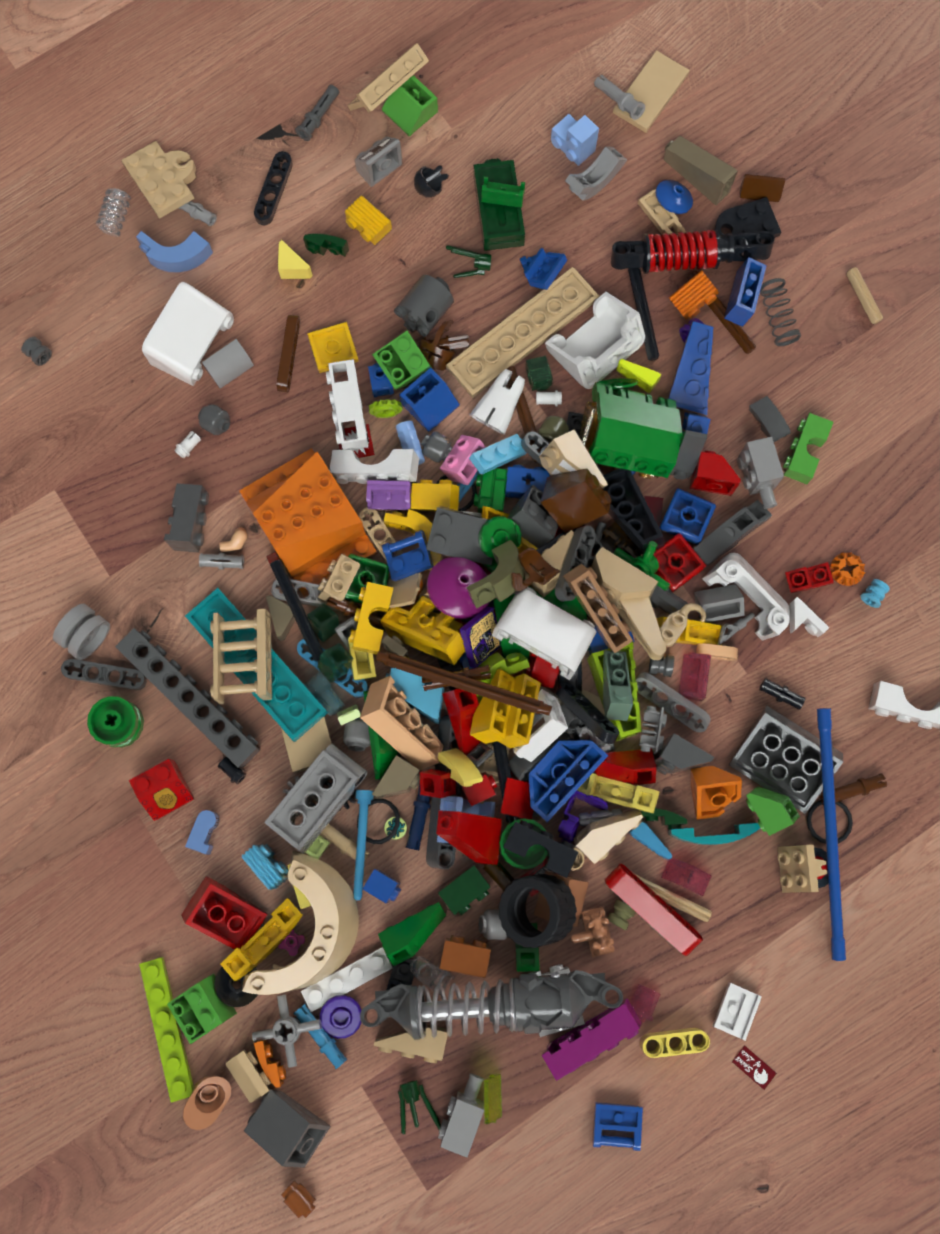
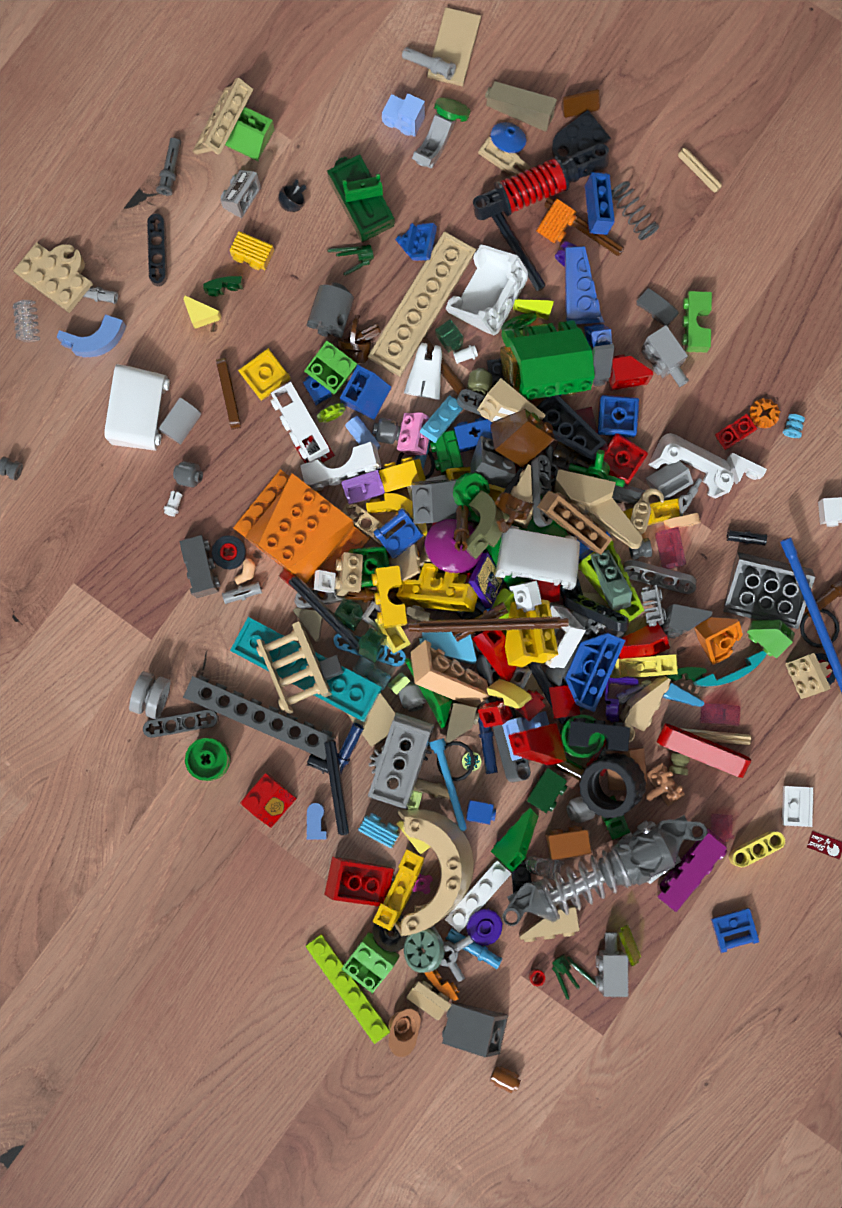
camera: 20 degrees left, 5 degrees up
(219, 523) = (228, 542): none -> black bush
(239, 802) = (336, 787): none -> black axle
(252, 1023) = (415, 956): none -> sand green wheel
(259, 772) = (349, 745): none -> dark blue pin
(281, 671) = (331, 667): none -> dark grey slope
(309, 577) = (324, 581): none -> white plate
(380, 1098) = (539, 979): none -> red hinge
(471, 573) = (461, 532): none -> reddish brown pin
(517, 667) = (526, 595): none -> white brick
(625, 149) = (452, 109): none -> green tile
(731, 532) = (659, 416): dark grey slope -> none

